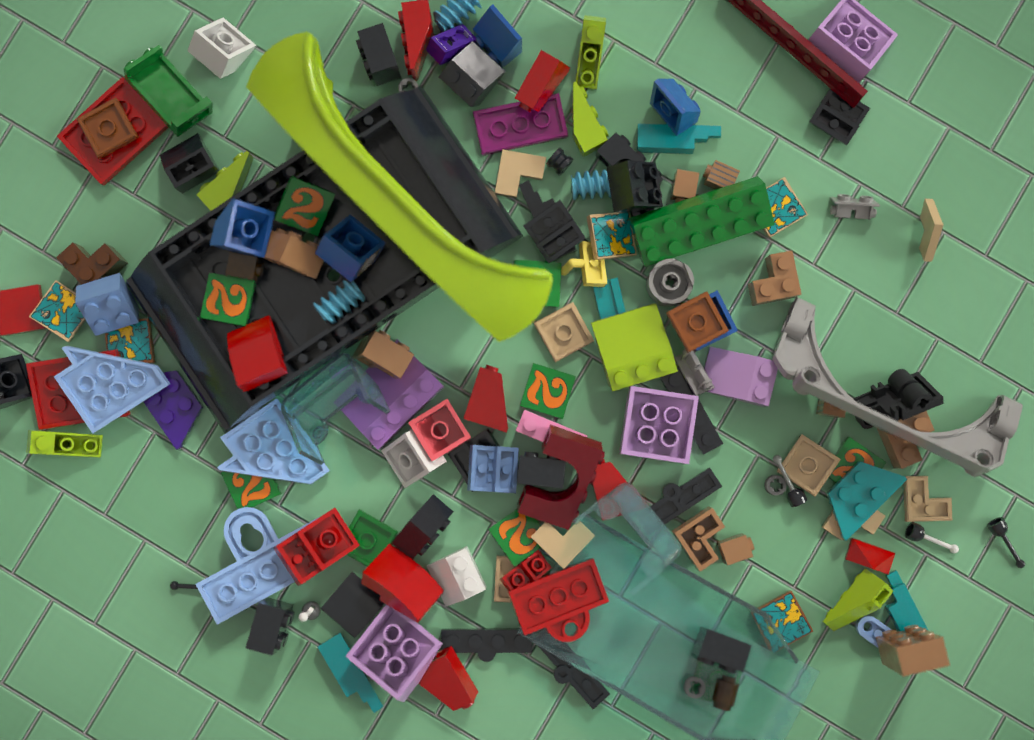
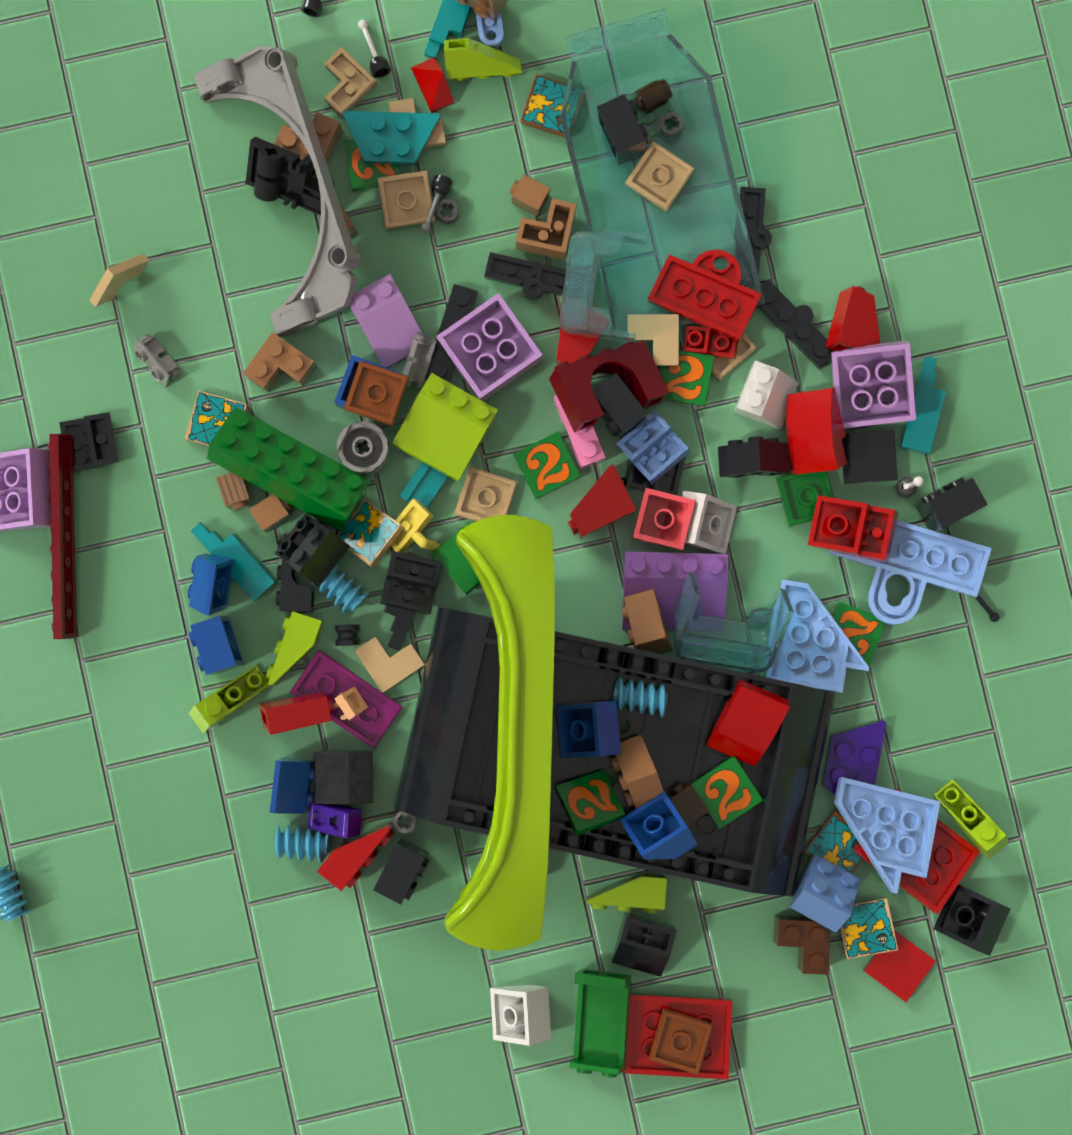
camera: 140 degrees left, 0 degrees up
(514, 121) = (350, 703): none -> light nougat tile
(631, 71) = (216, 645): none -> blue brick
(667, 646) = (659, 176): none -> tan tile

